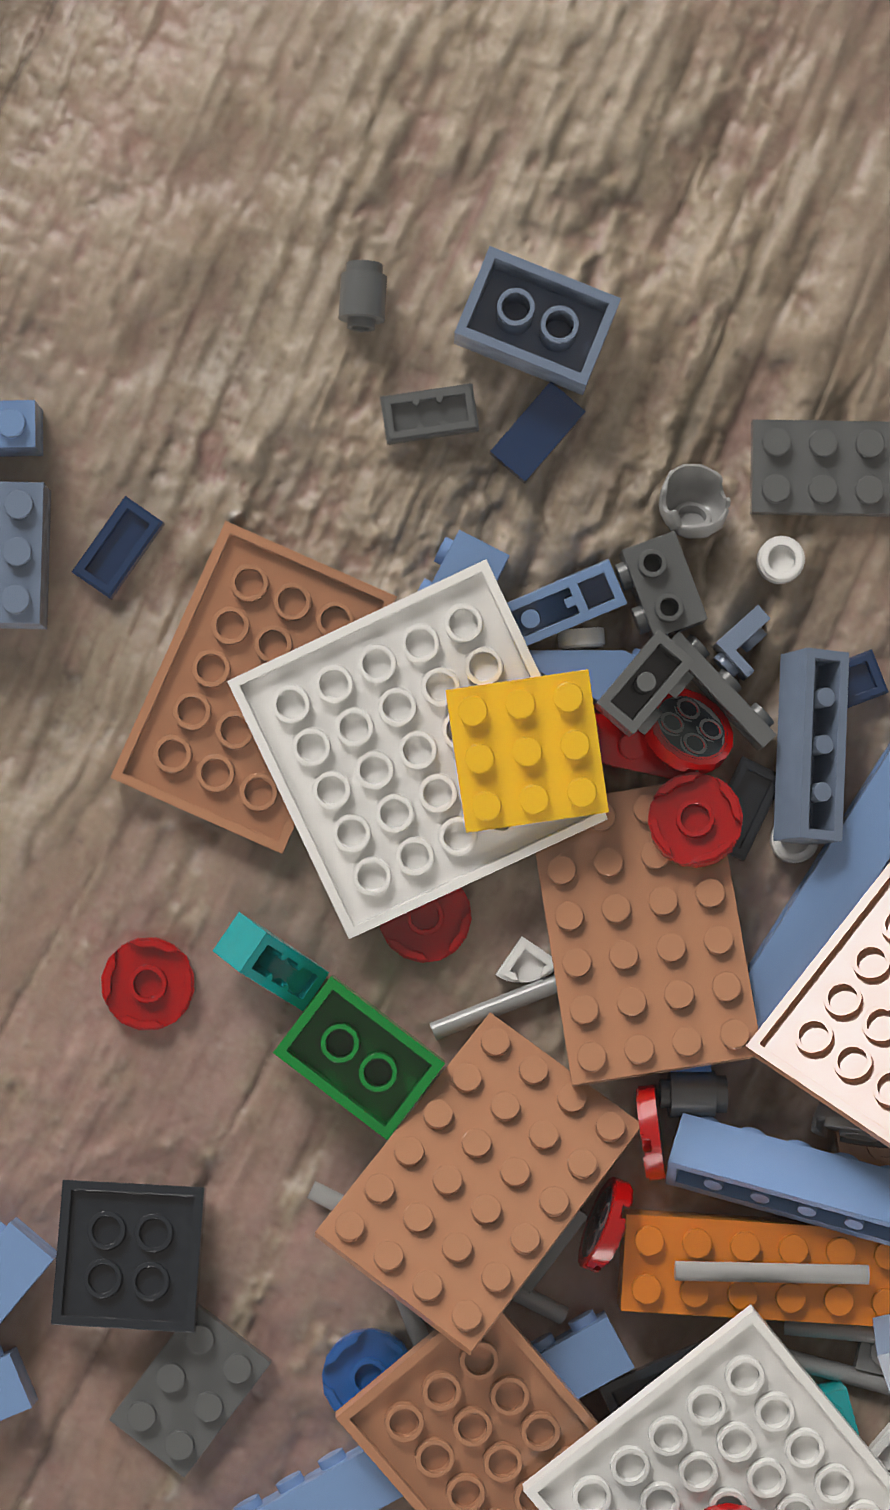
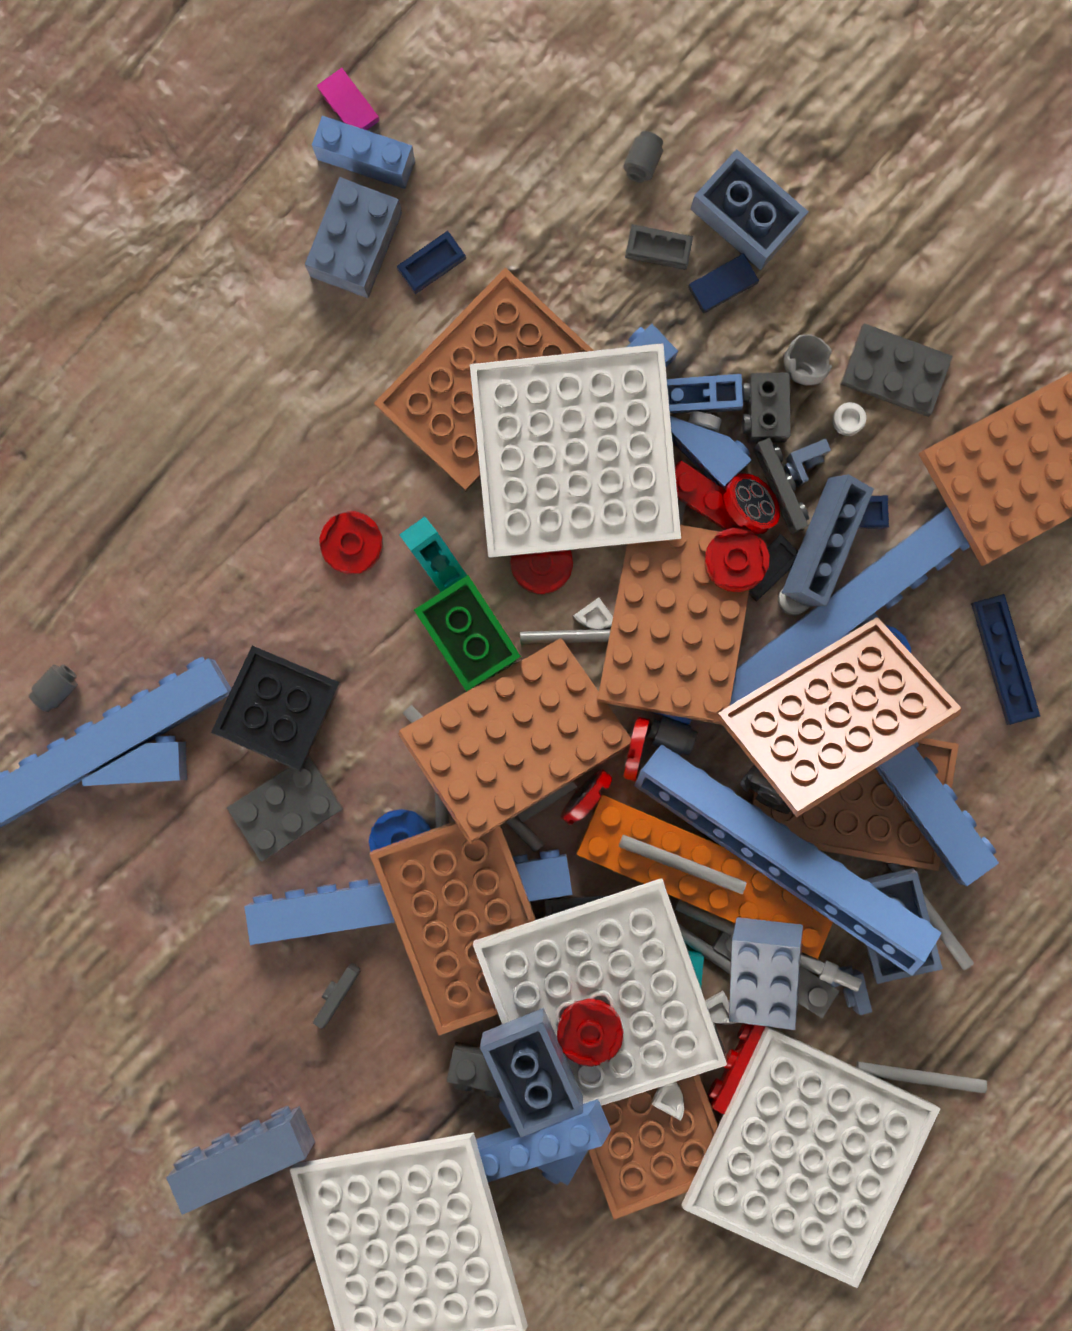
camera: 25 degrees right, 0 degrees up
(527, 750) = (645, 474): yellow plate -> none
(652, 674) = (734, 459): dark grey brick -> none

